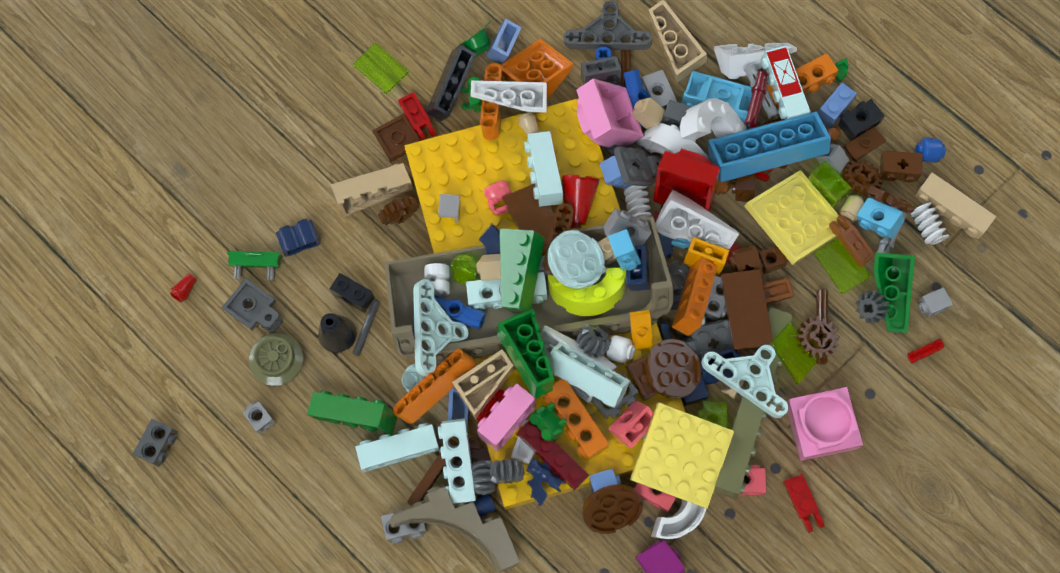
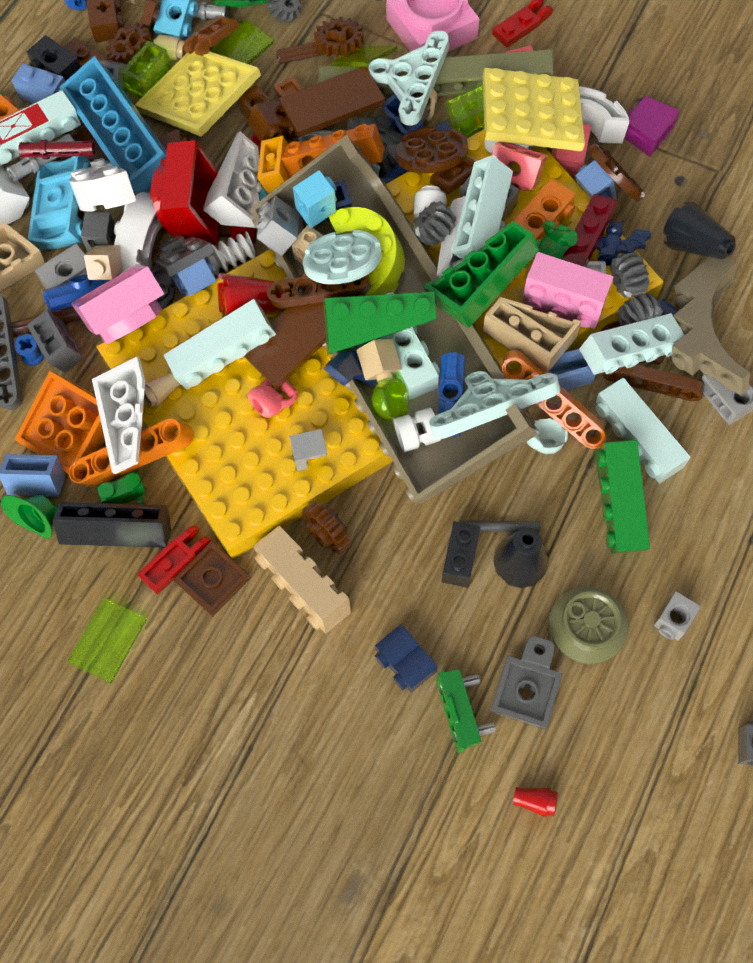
camera: 110 degrees left, 5 degrees down
(536, 551) = (697, 233): none -> black cone
(641, 329) = (397, 184): light orange plate -> none

